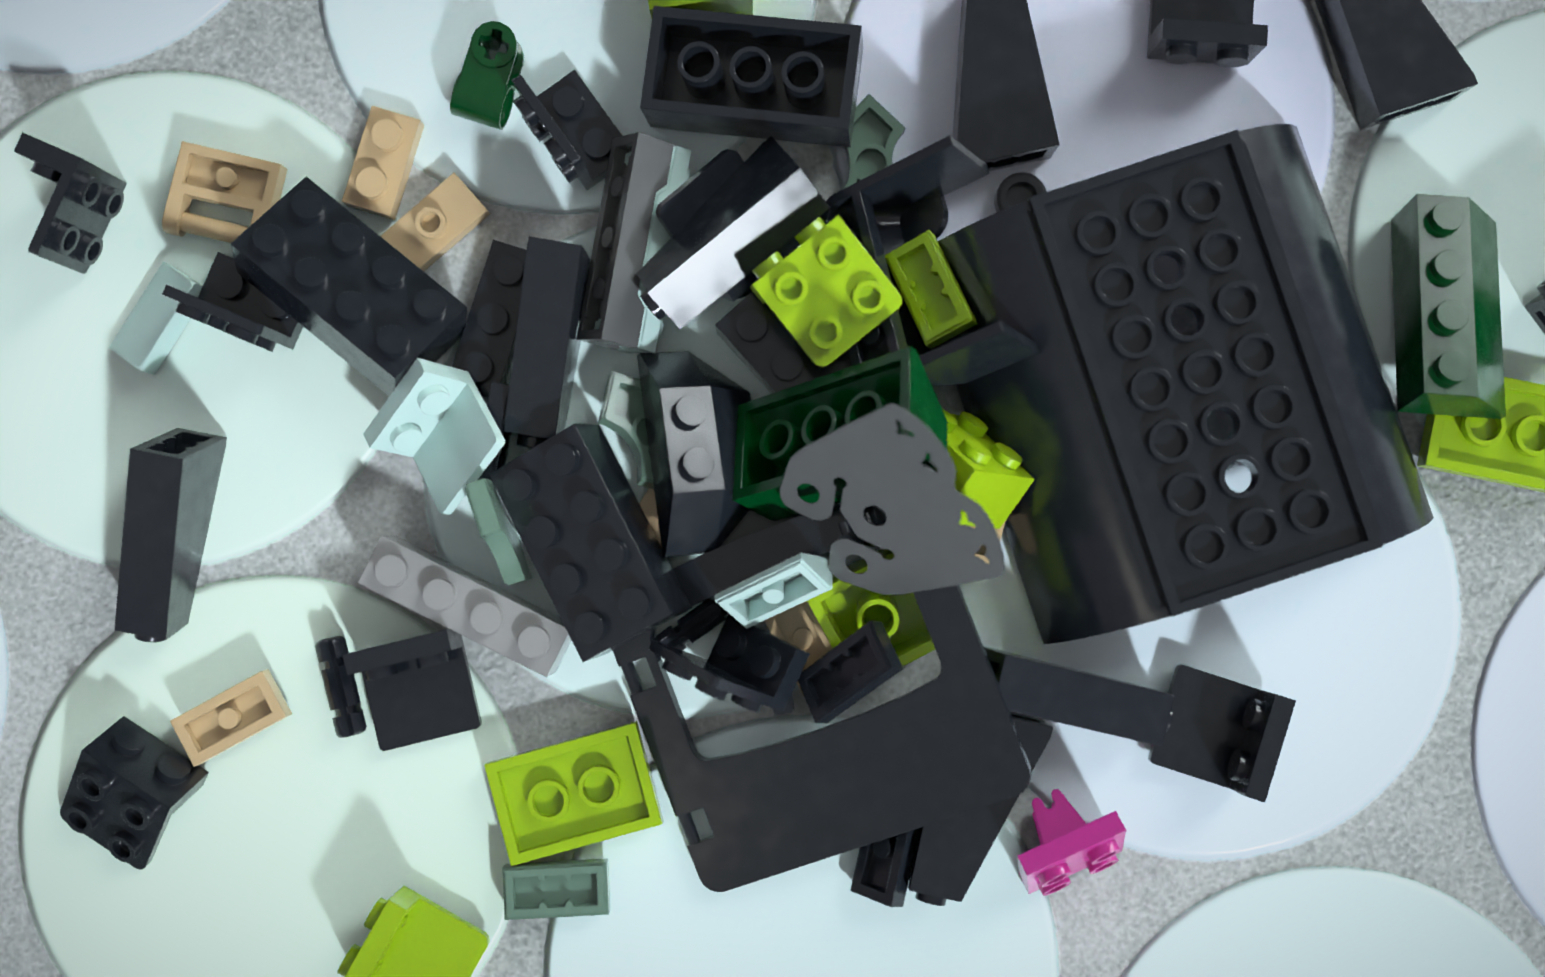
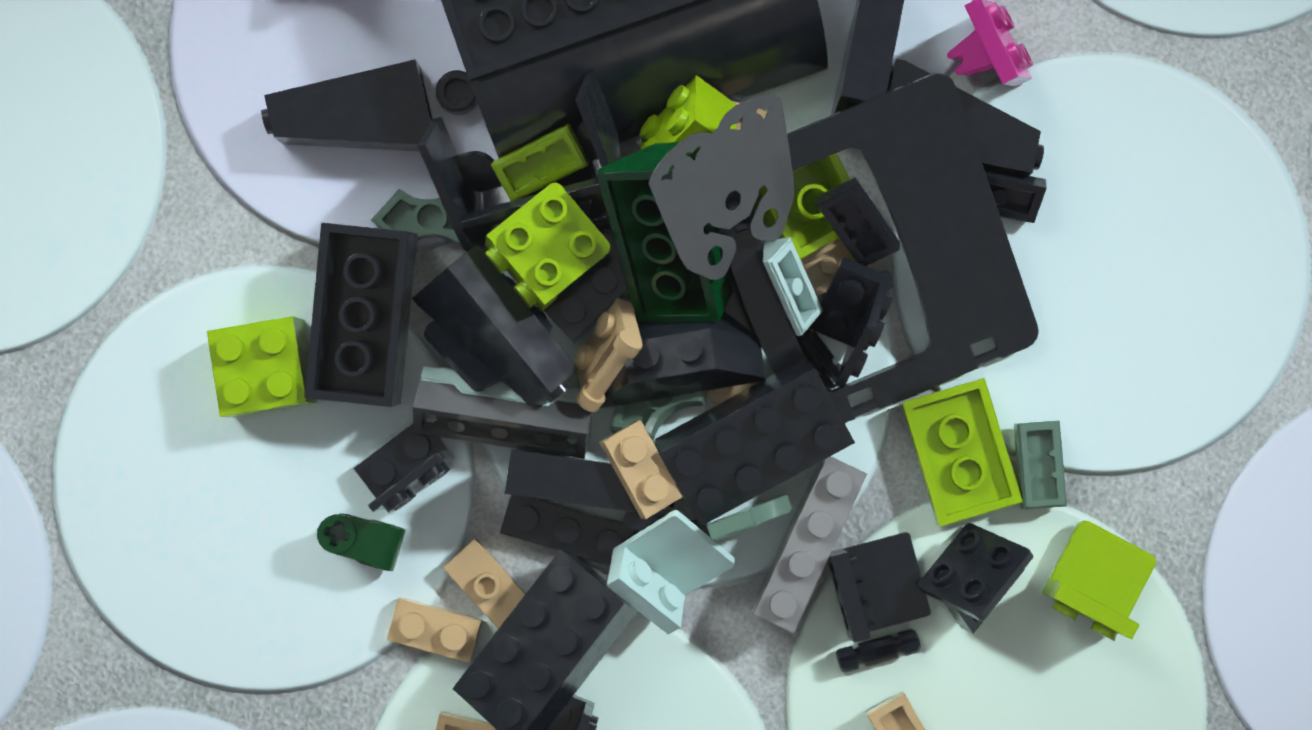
camera: 90 degrees left, 0 degrees up
(424, 805) = (975, 574): none -> black bracket
(557, 402) = (641, 469): none -> tan plate
(698, 364) = (606, 352): none -> tan plate

